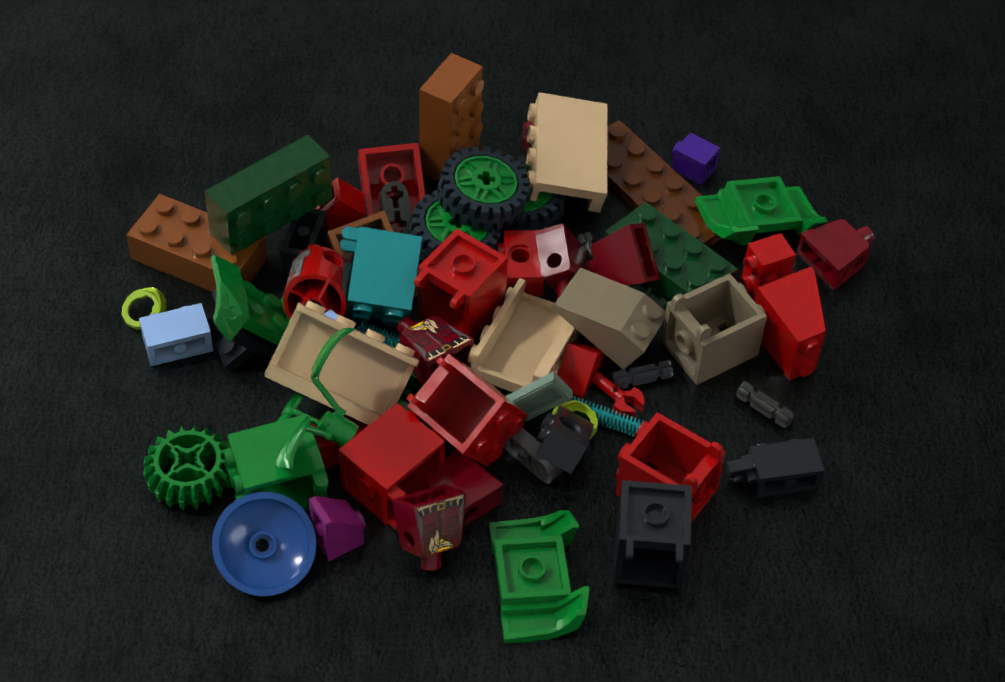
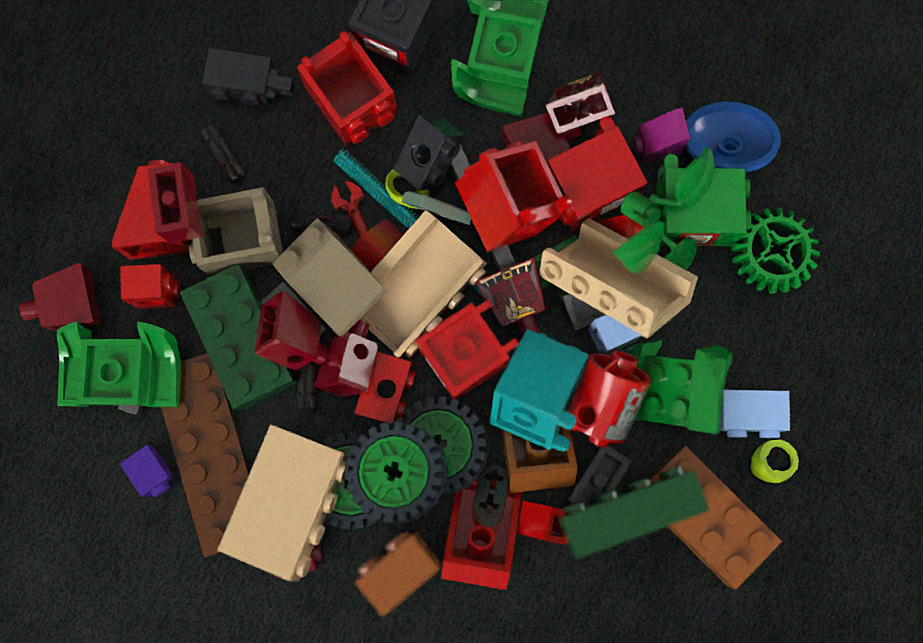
camera: 155 degrees left, 30 degrees up
(771, 293) = (174, 202): none -> dark red brick

